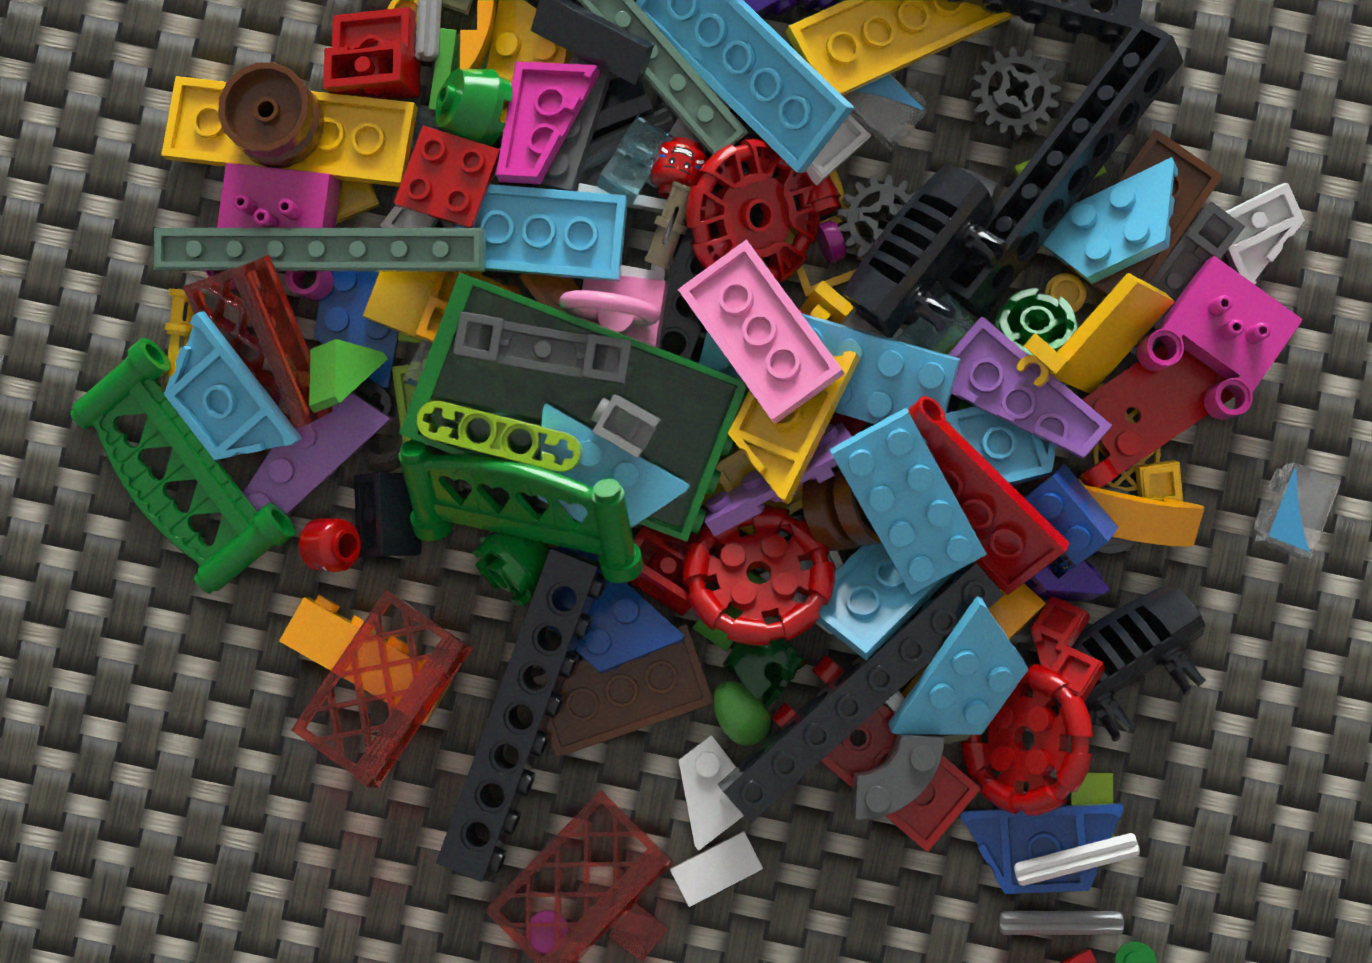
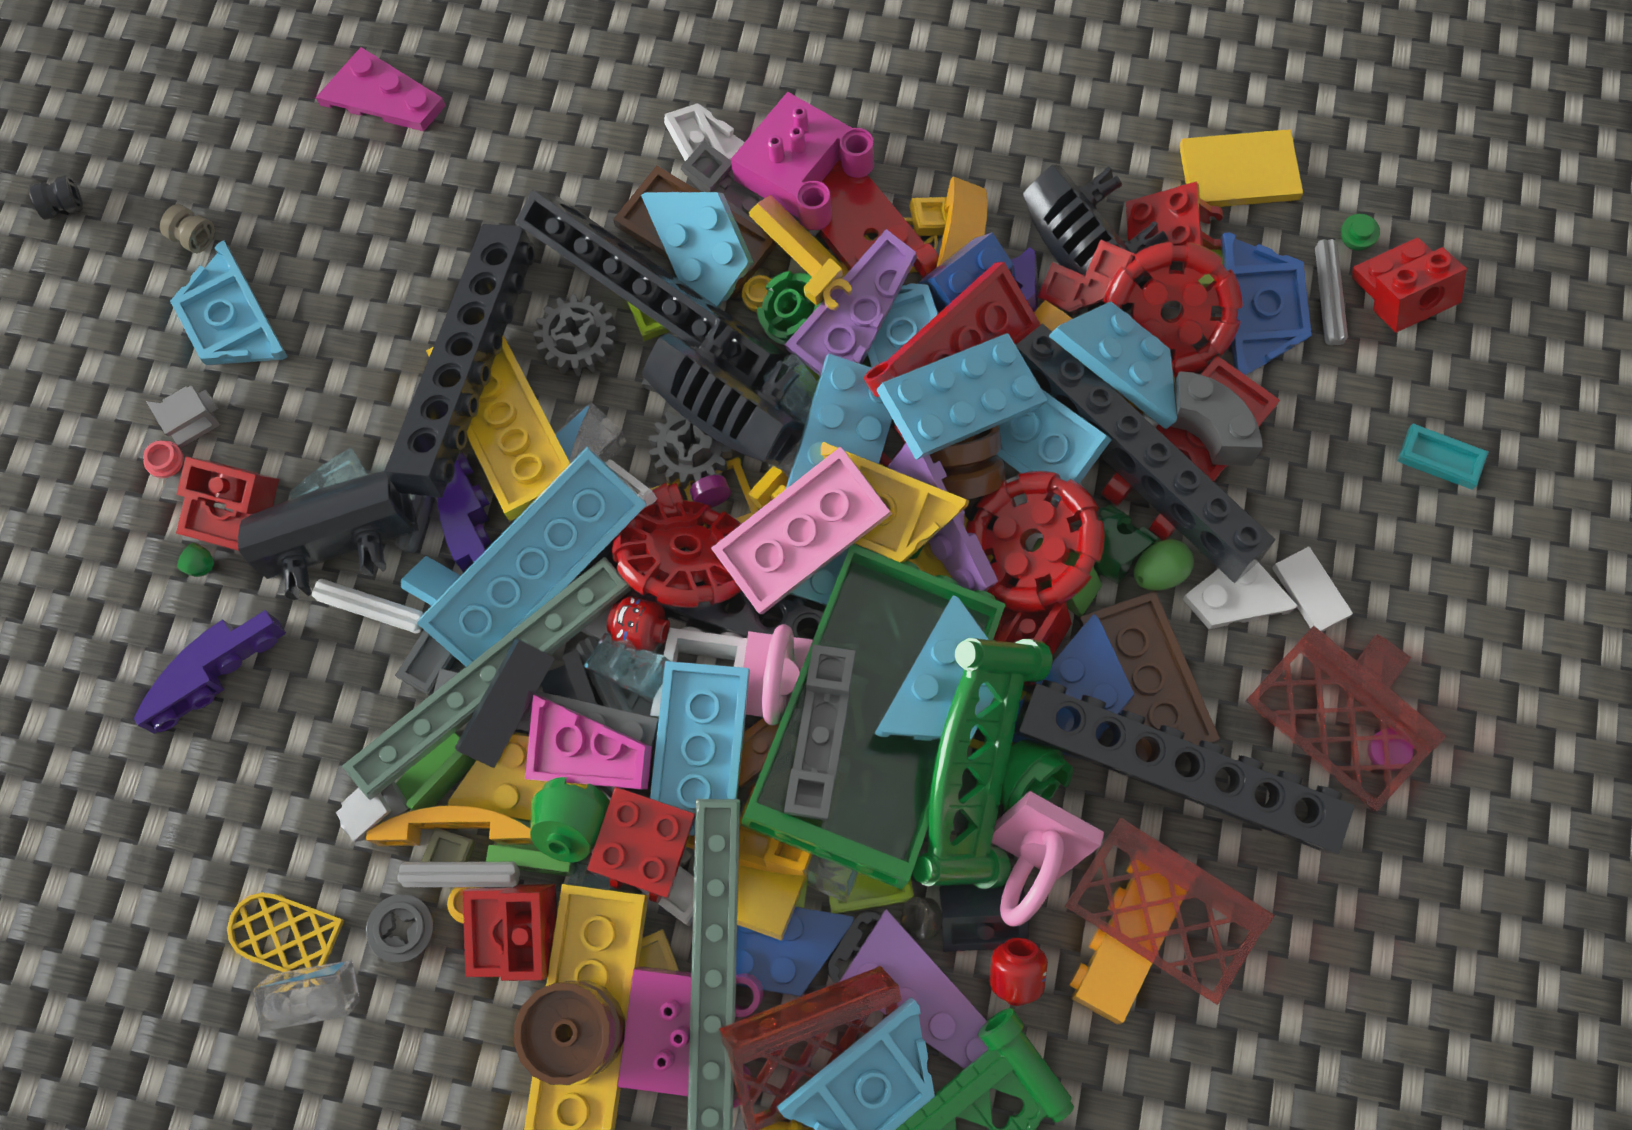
camera: 85 degrees left, 15 degrees down
(338, 370) = (843, 955): bright green slope -> none
(450, 569) = (1041, 838): none -> bright pink tile
(498, 441) = (906, 771): lime beam -> none
(624, 424) = (894, 653): light grey window -> none
(660, 253) = (694, 625): dark tan pin -> none
(1076, 859) = (1277, 269): white axle -> none
(1147, 752) = (1176, 213): none -> red plate
(1218, 836) = (1243, 167): none -> yellow tile
(1296, 510) = (952, 107): clear brick -> none

